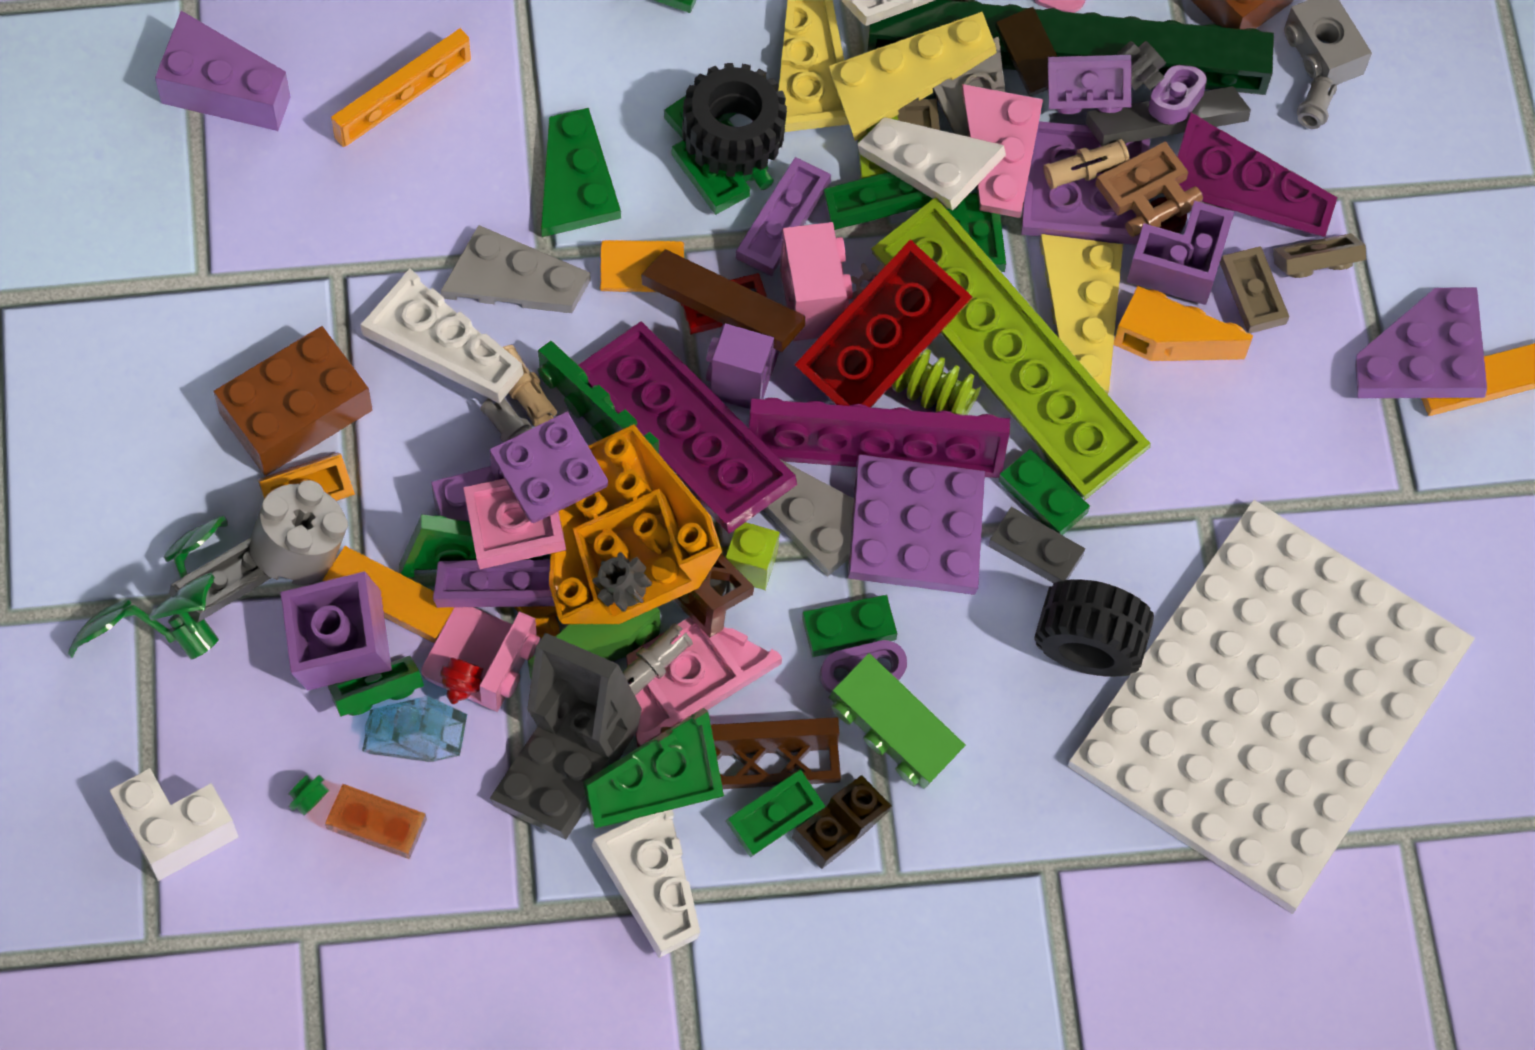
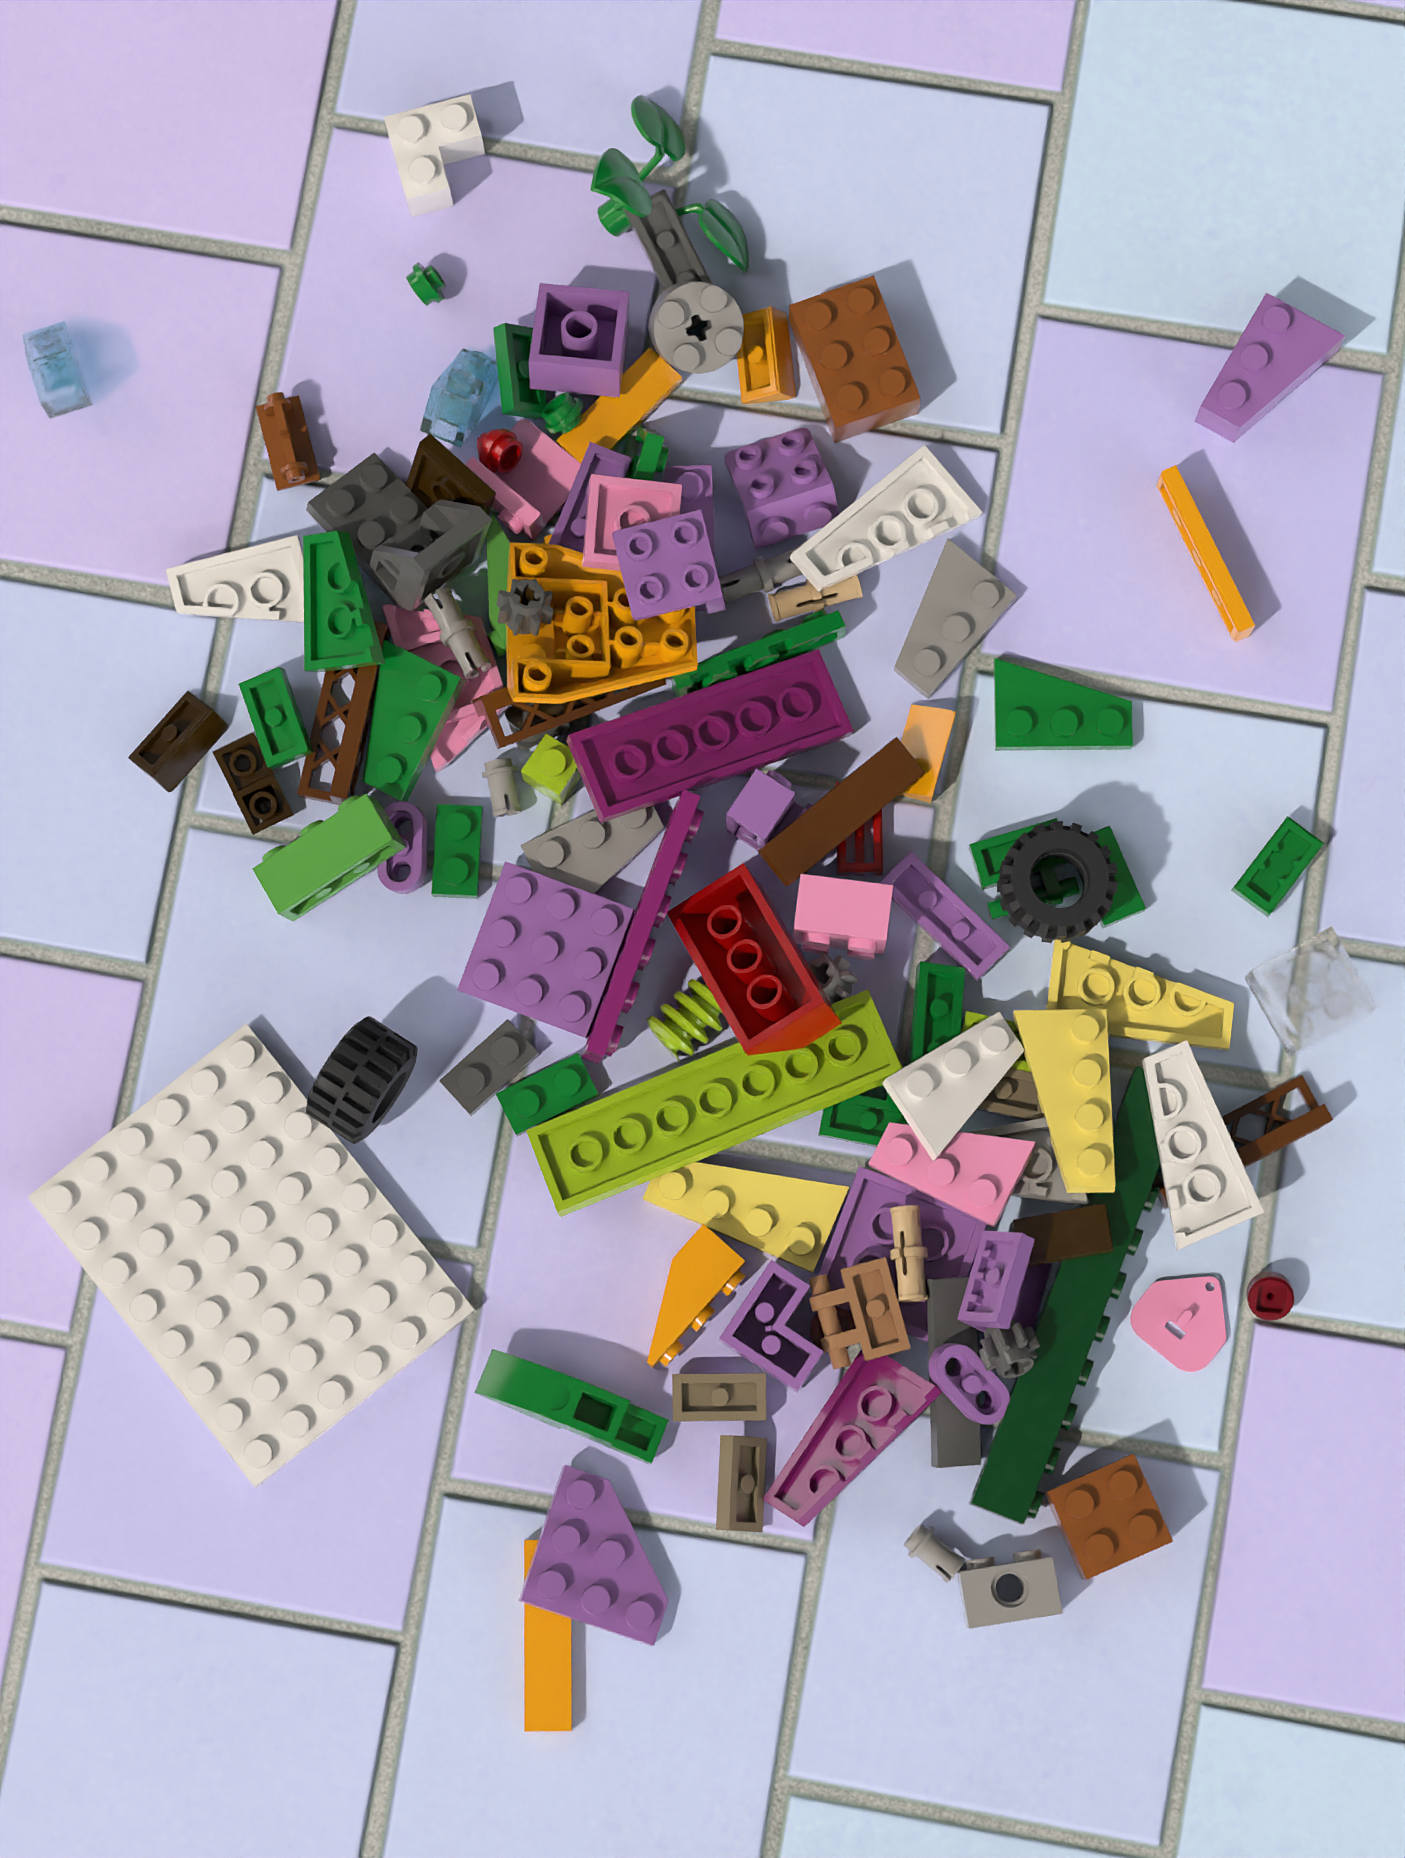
camera: 115 degrees right, 15 degrees up
(376, 821) = (381, 341): clear orange plate -> none
(408, 635) = (563, 413): none -> green plate
(426, 434) = (782, 487): none -> medium lavender bracket
(500, 882) = (287, 441): none -> dark orange hinge
(503, 711) = (441, 475): none -> dark brown tile
(745, 688) = (407, 719): none -> green wing
(779, 599) = (502, 787): none -> light grey pin
(821, 904) = (179, 741): none -> dark brown slope
(1308, 398) = (571, 1405): none -> green slope

